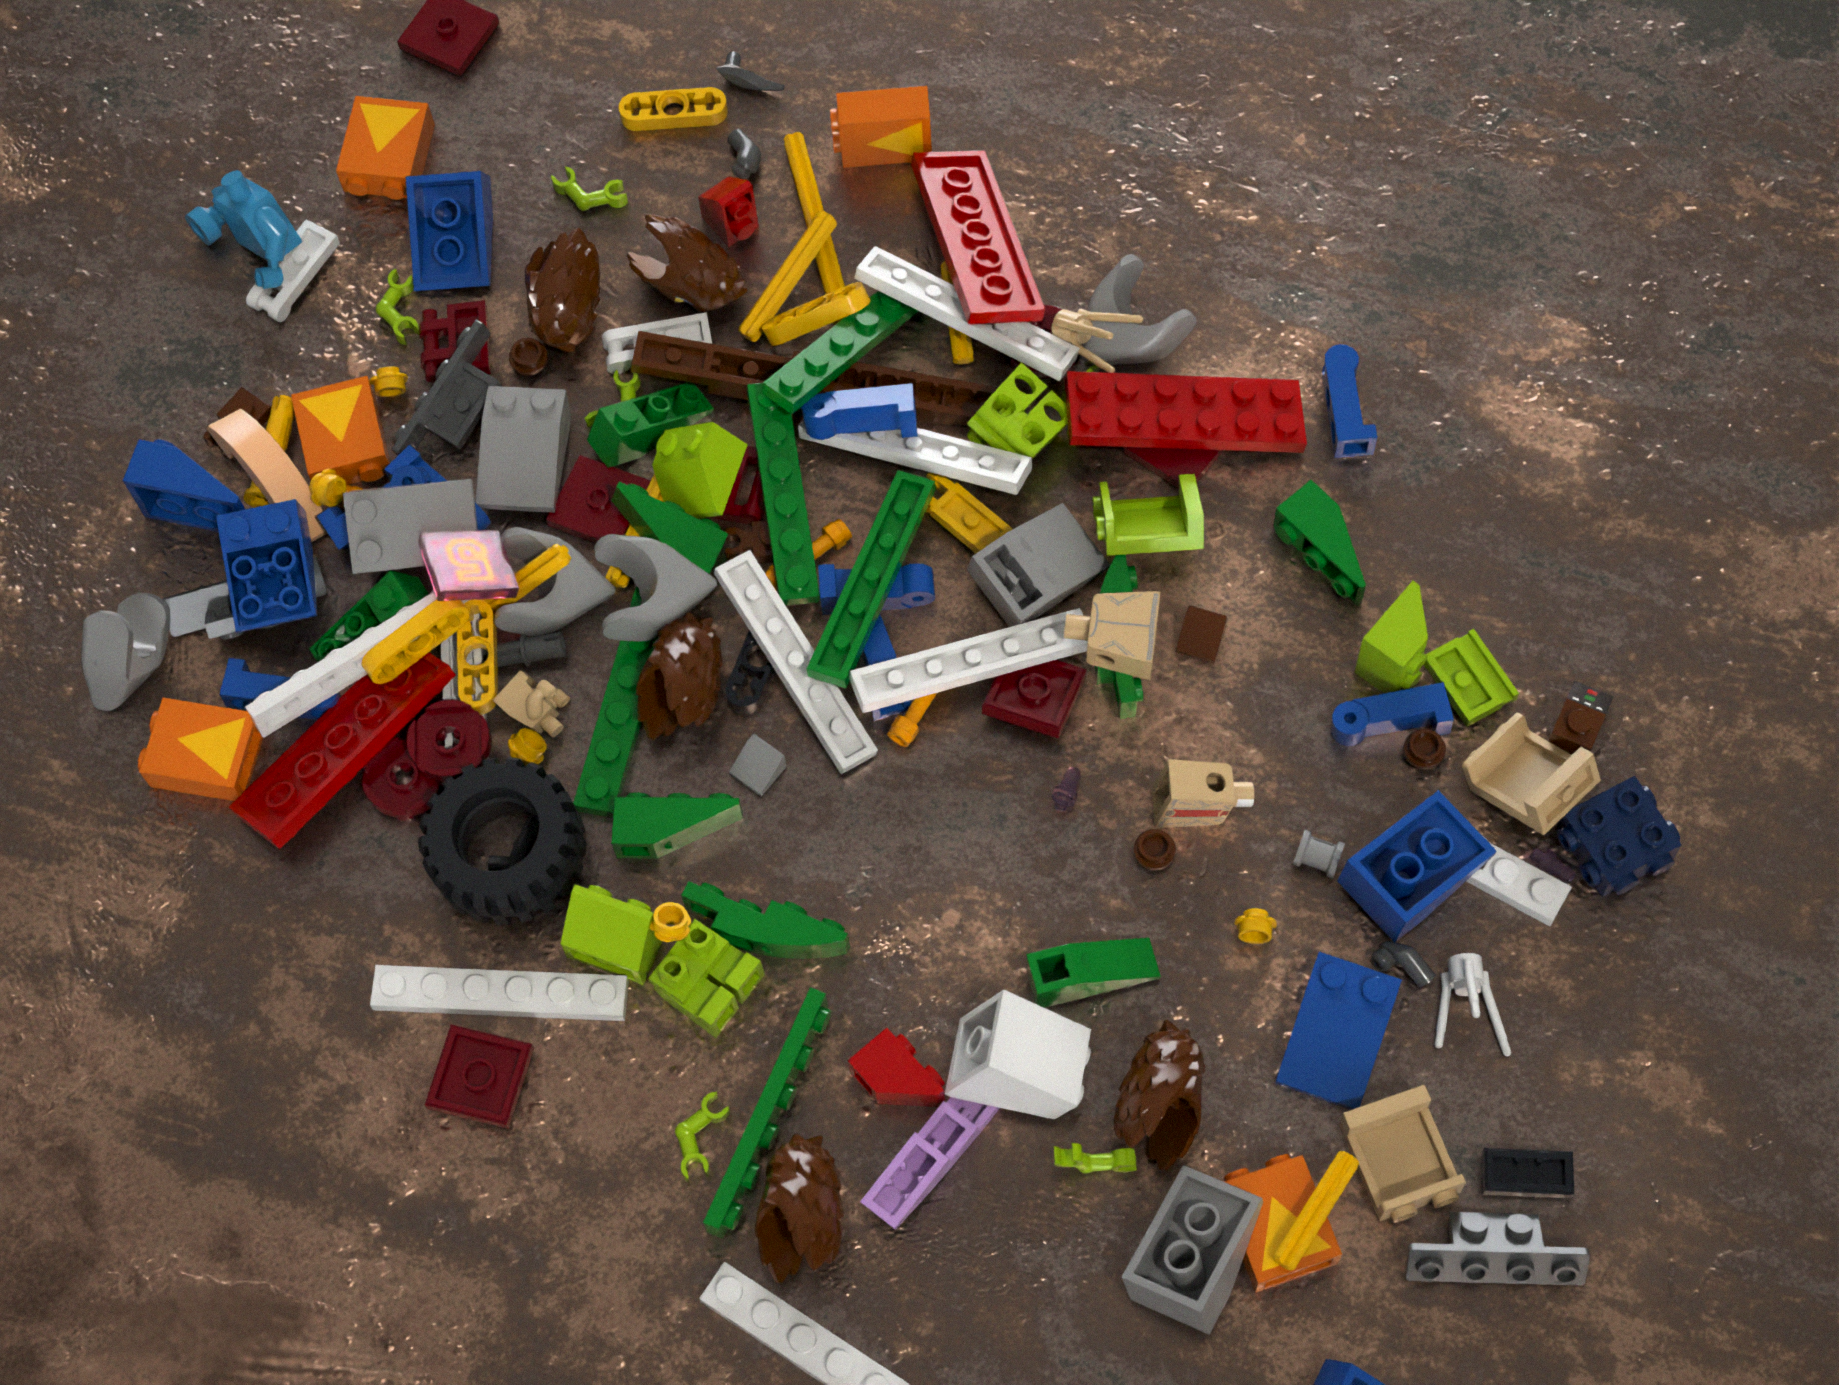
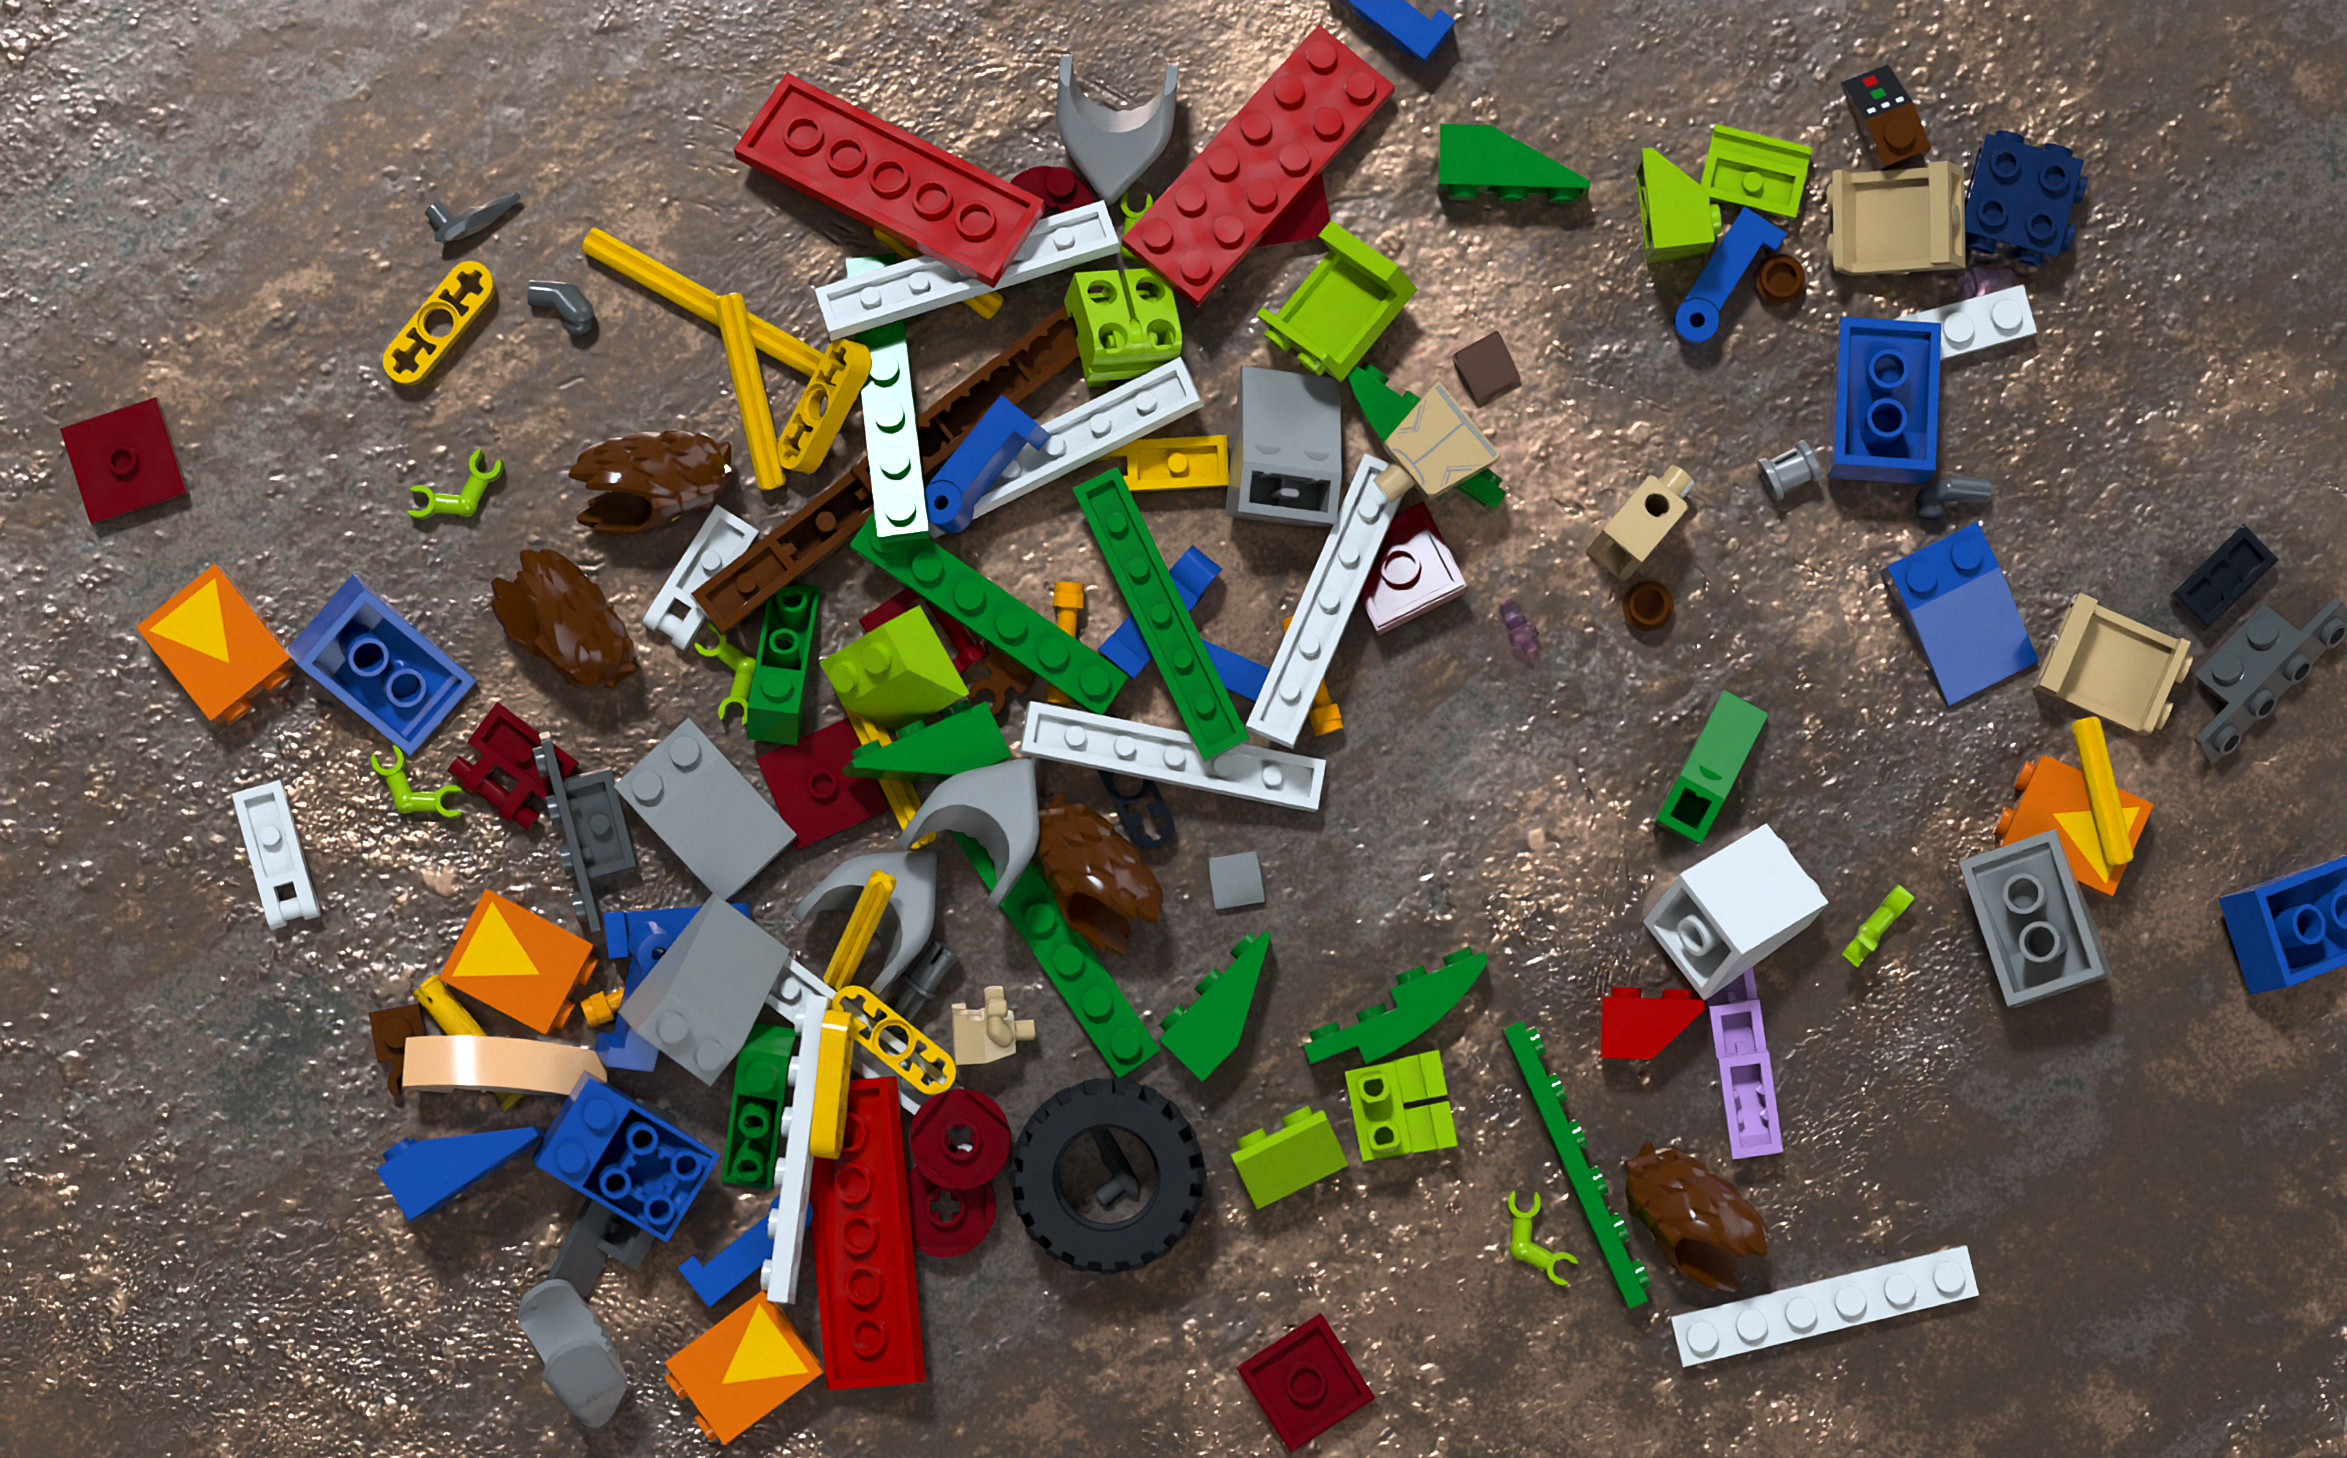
camera: 50 degrees left, 20 degrees up
(253, 220) = (196, 850): dark azure torso -> none
(327, 488) = (577, 1029): yellow plate -> none
(389, 382) = (500, 868): yellow plate -> none
(468, 565) = (805, 973): clear pink tile -> none
(499, 993) = (1239, 1298): white plate -> none
(527, 746) = (1022, 1070): yellow plate -> none
(528, 356) = (596, 712): reddish brown plate -> none
(672, 914) = (1342, 1089): yellow plate -> none
(730, 209) = (622, 379): red slope -> none
(881, 126) = (676, 151): orange brick -> none
(1078, 329) = (1084, 186): tan plant -> none
(1162, 1095) = (1880, 820): reddish brown head -> none
(1255, 926) = (1800, 588): yellow plate -> none
(1468, 979) = (2017, 455): white plant -> none

